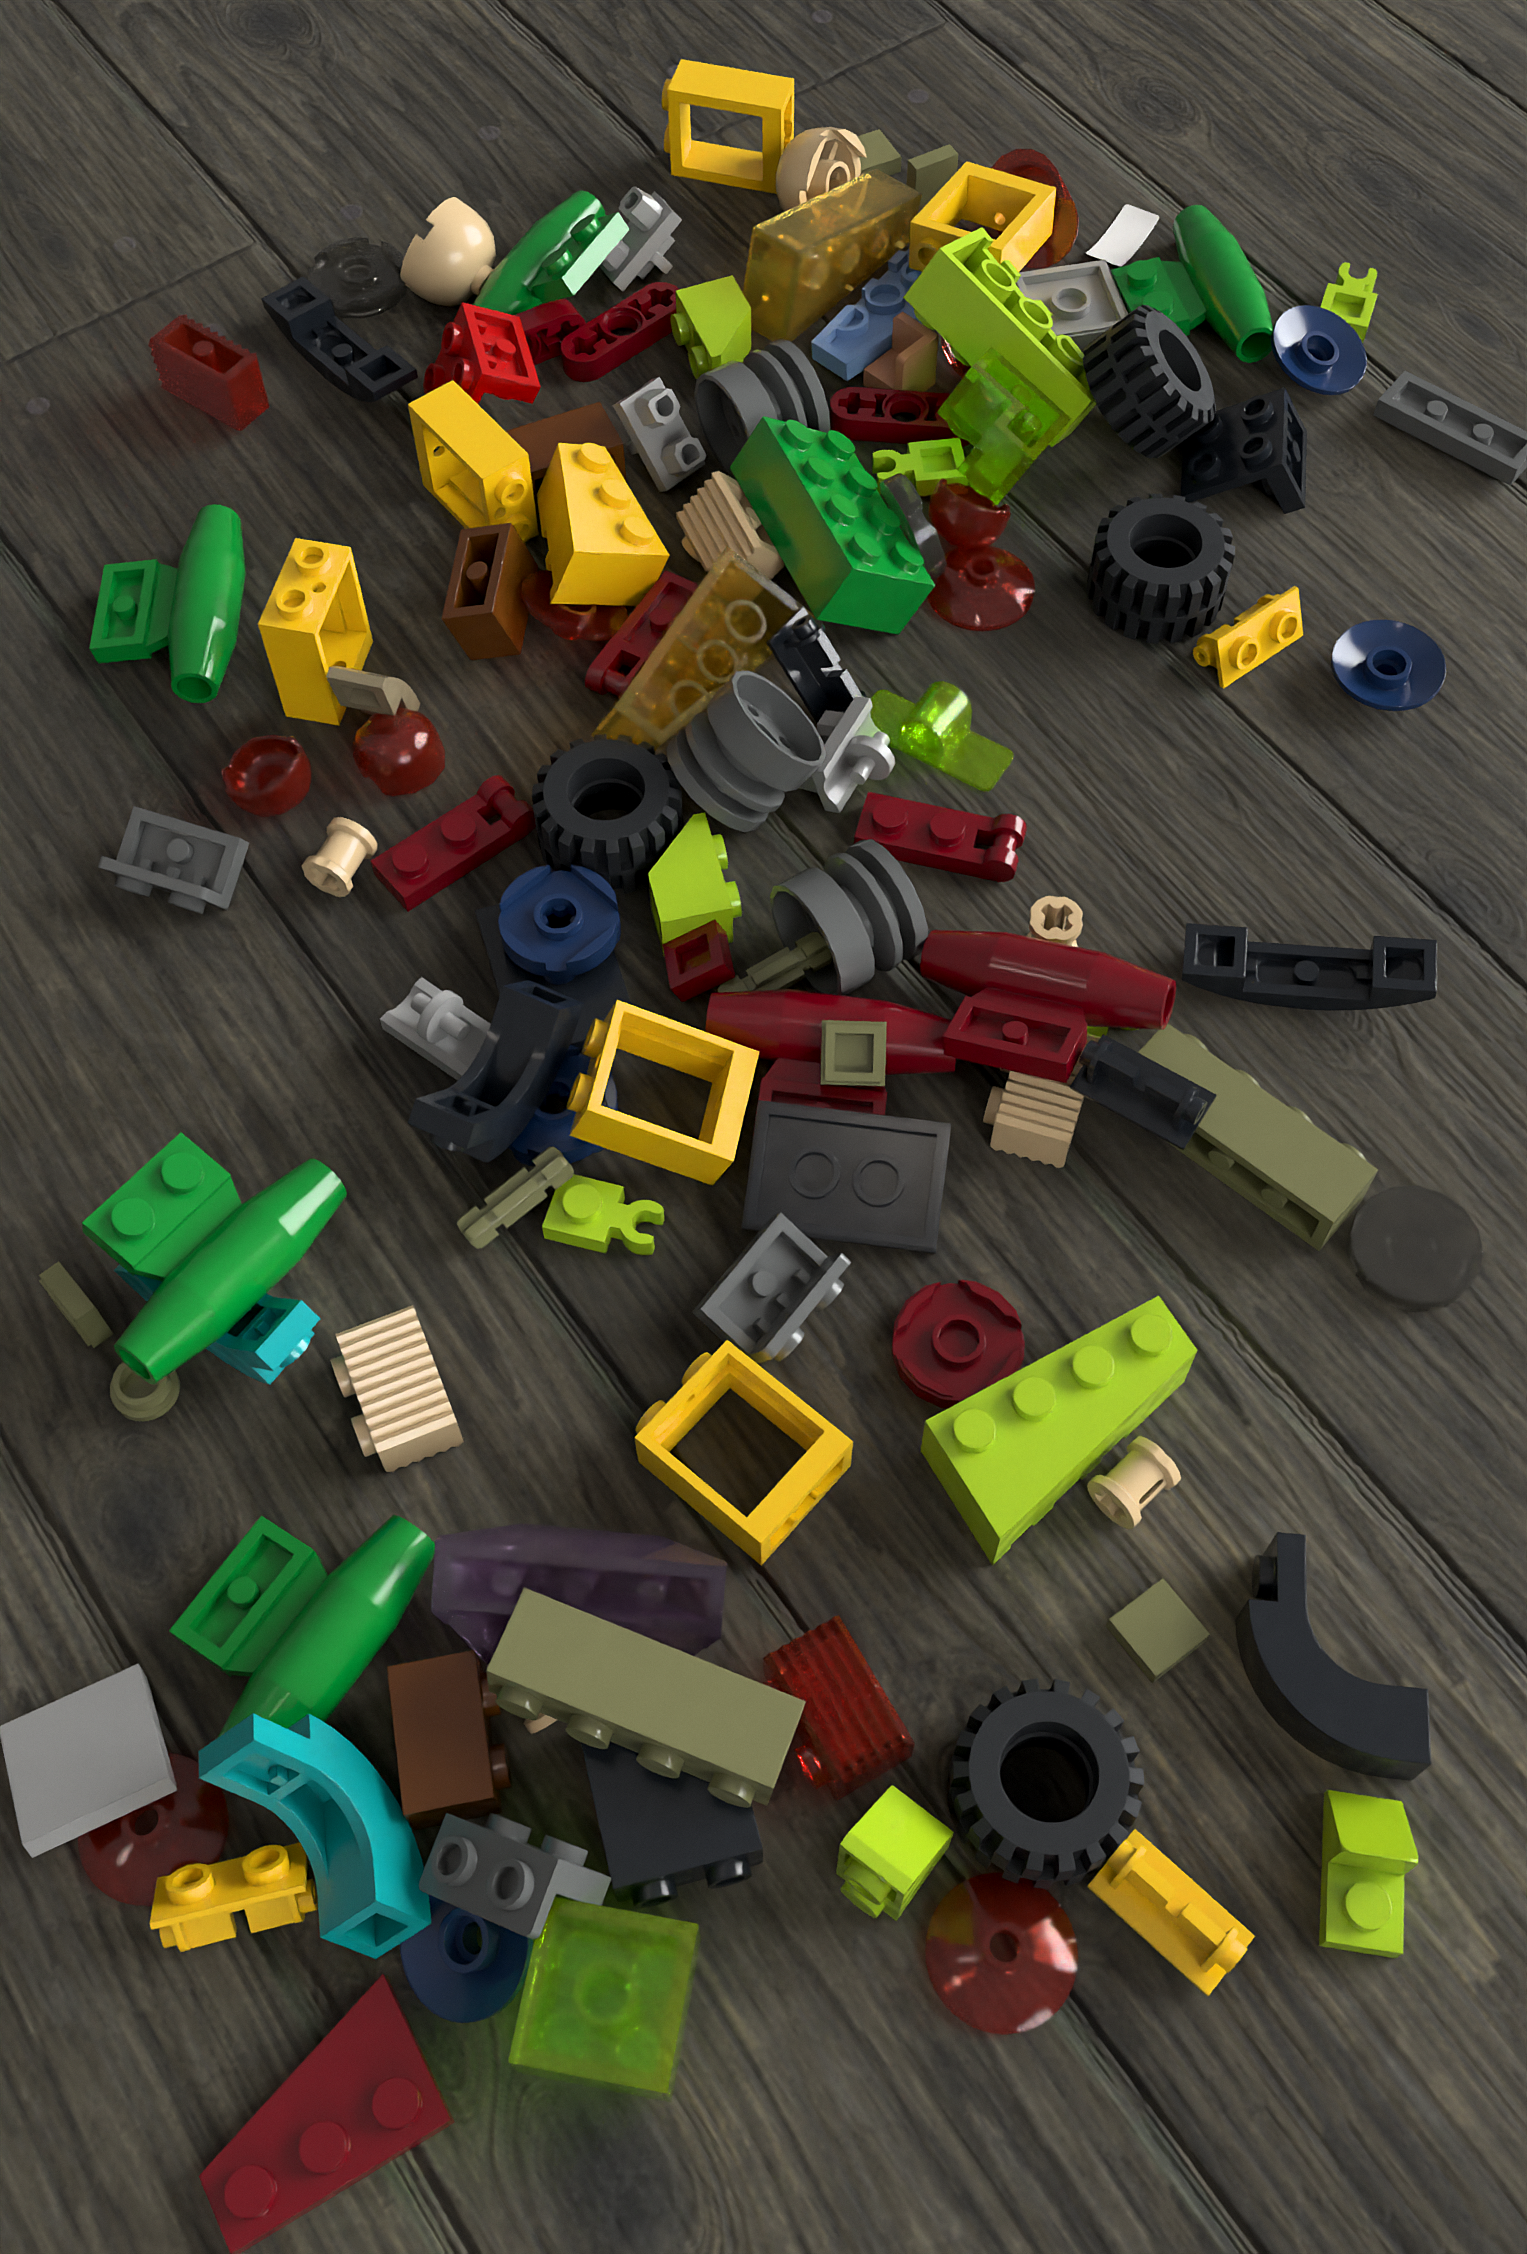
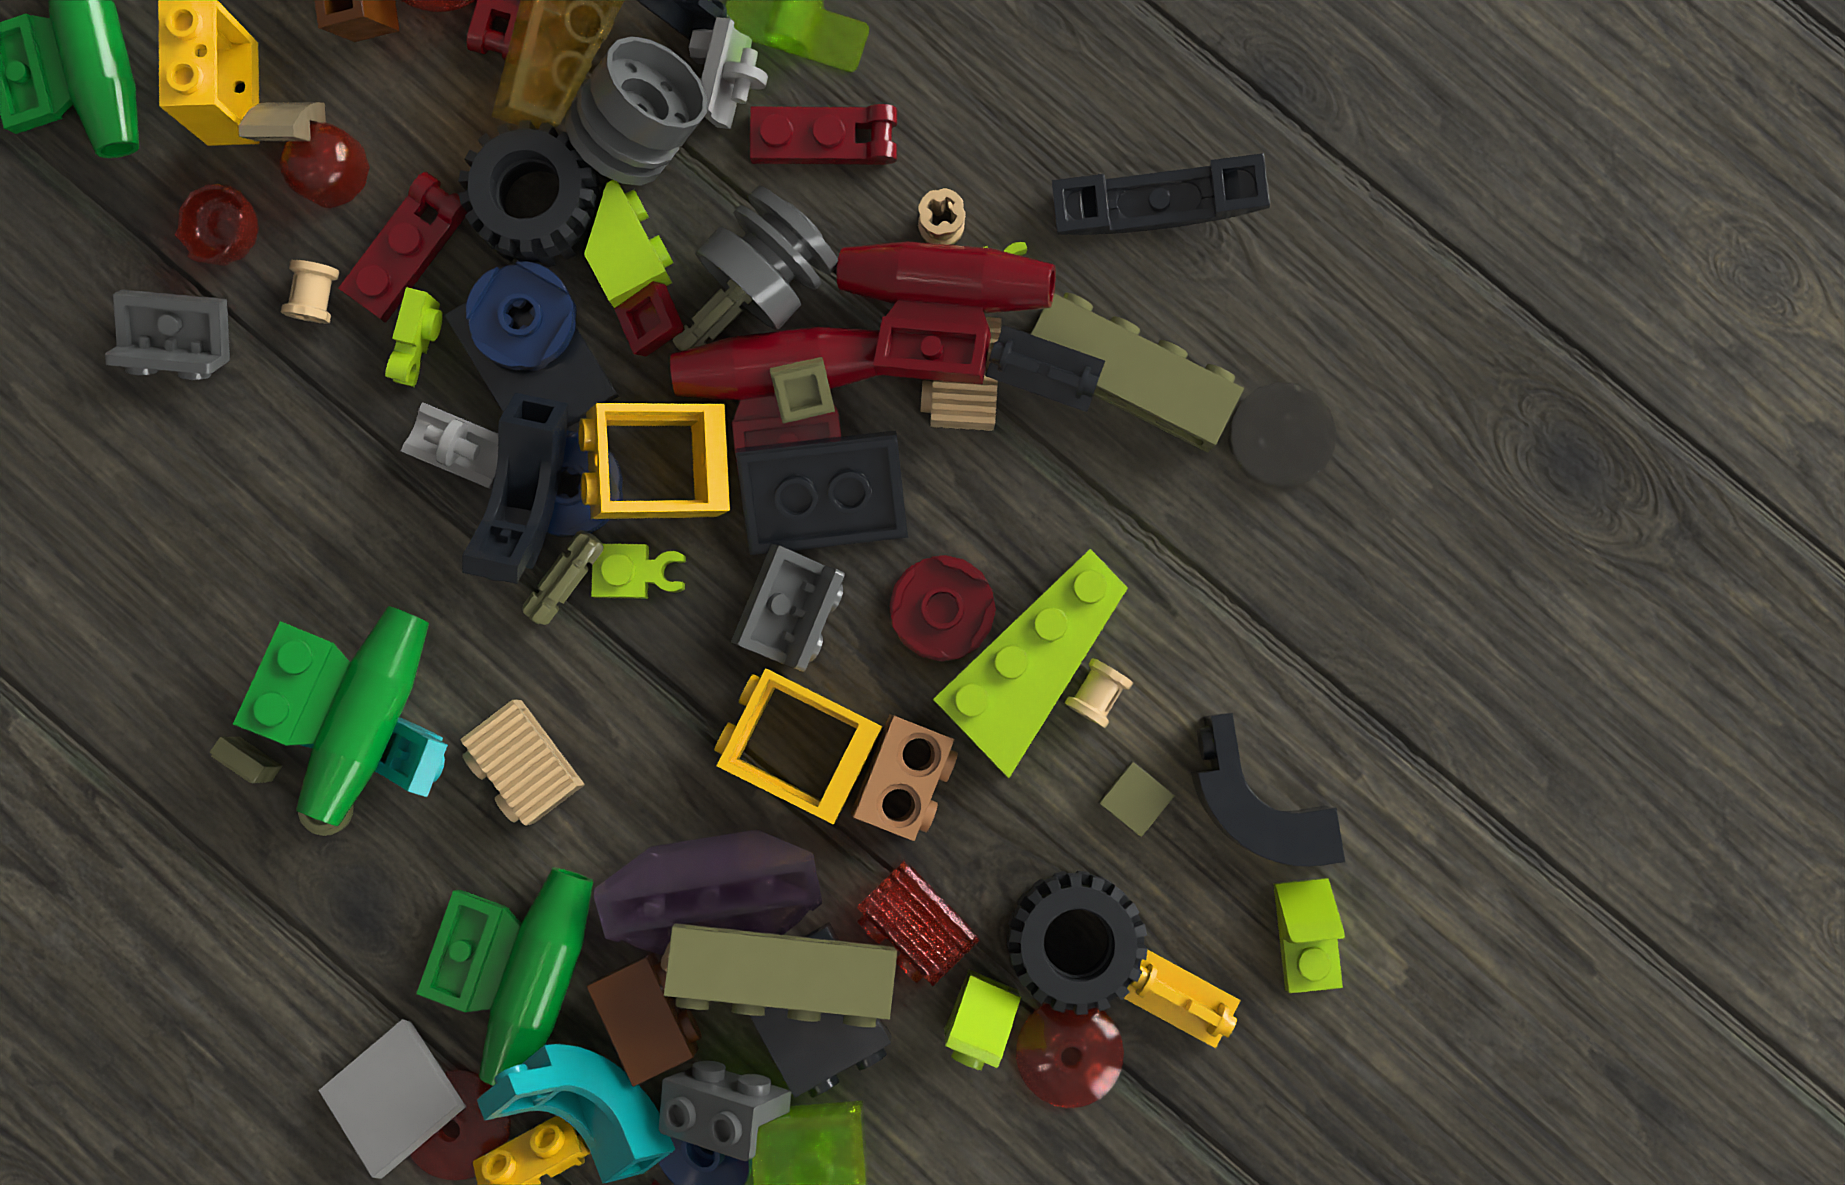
camera: 15 degrees left, 25 degrees up
(438, 913) = (416, 326): none -> lime plate
(852, 1513) = (889, 772): none -> medium nougat brick

